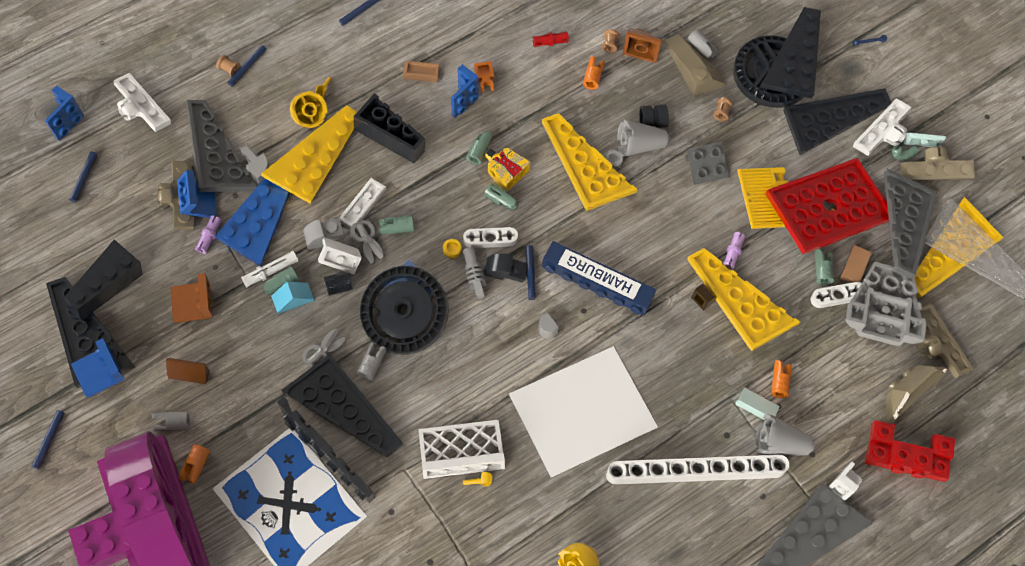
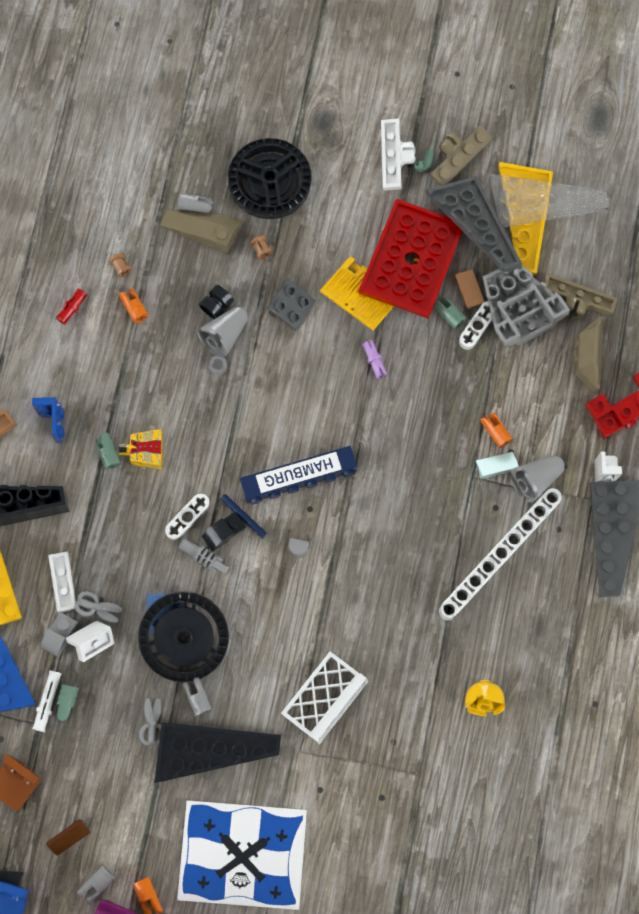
camera: 45 degrees left, 10 degrees up
(292, 296) = (86, 705): medium azure slope -> none
(321, 448) = (229, 796): black wing -> none
(338, 283) = (111, 662): black piece -> none
(396, 224) = (107, 574): sand green hinge -> none
(452, 248) = (167, 552): yellow tile -> none
(485, 74) = (49, 384): orange plate -> none
(486, 480) = (363, 703): yellow hand -> none
(500, 196) = (170, 476): sand green hinge -> none
(582, 411) = (381, 586): white sticker -> none
(586, 167) = (207, 392): yellow wing -> none
(641, 45) = (148, 247): dark orange slope -> none
(703, 297) = (386, 417): dark brown brick -> none
(744, 305) = (421, 396): yellow wing -> none
(797, 60) = (282, 157): black wing -> none
(824, 119) = (344, 184): black wing -> none
(883, 38) = (324, 72): dark blue hinge -> none
(924, 140) = (429, 136): light aqua slope -> none

